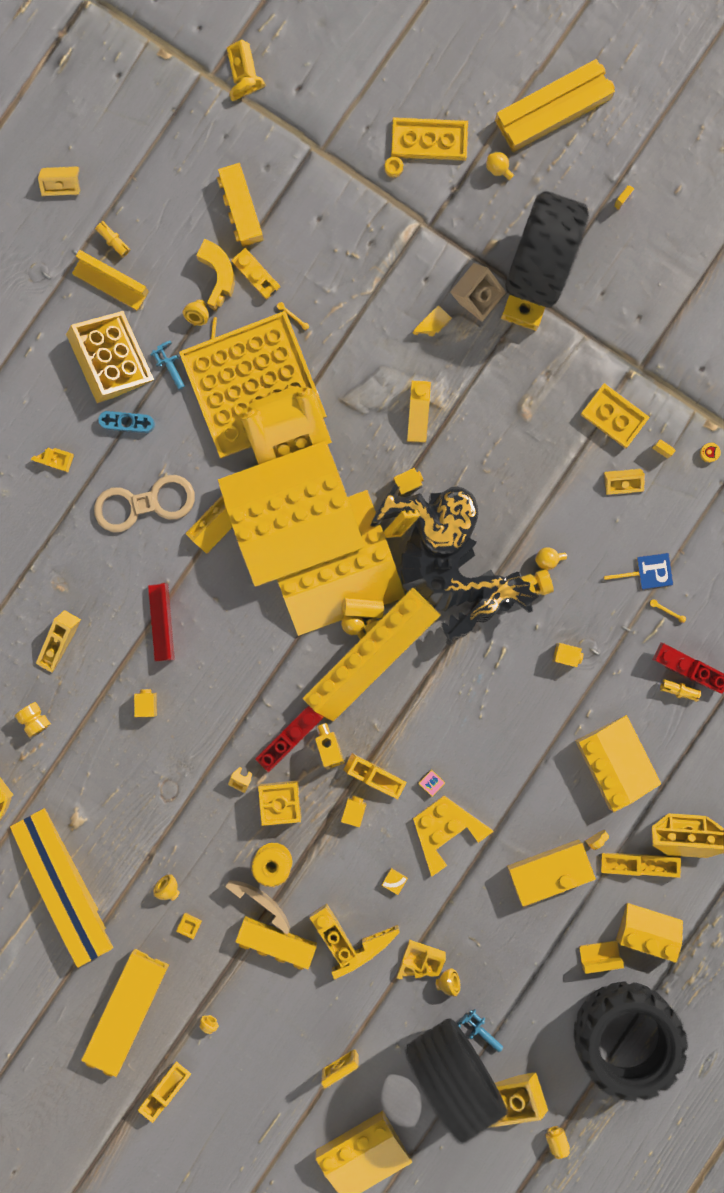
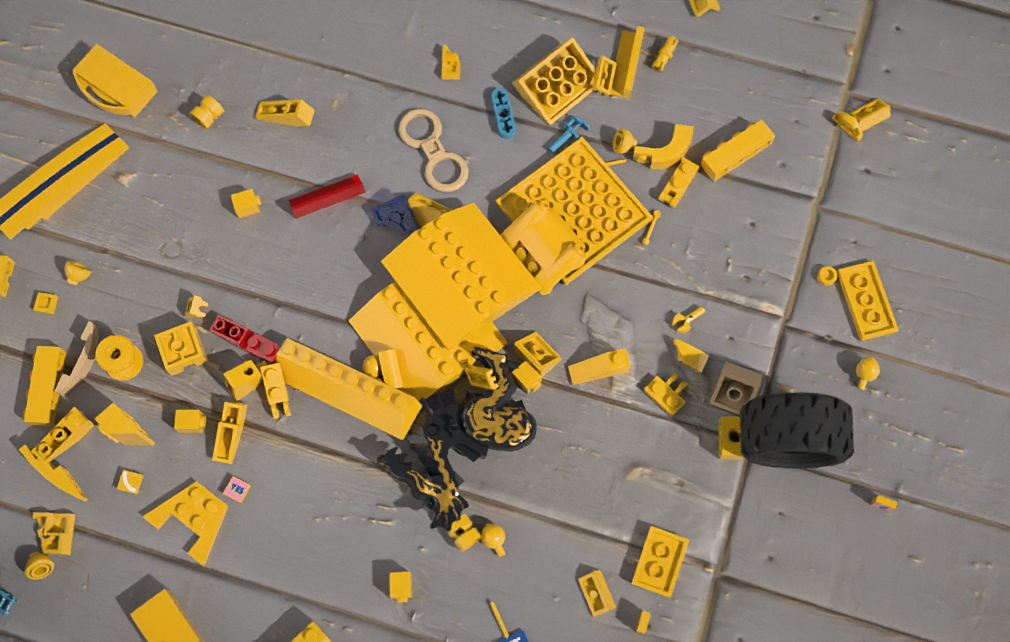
camera: 75 degrees right, 15 degrees down
(117, 309) = (601, 74): none -> yellow tile
(204, 558) = (396, 214): none -> clear blue tile
(345, 874) = (122, 427): none -> yellow slope
(346, 721) = (275, 388): none -> yellow hinge
(387, 464) = (537, 353): none -> yellow slope
(395, 313) = (687, 319): none -> yellow bar
(462, 360) = (664, 395): none -> yellow hinge
(555, 105) = (948, 408): yellow brick -> none

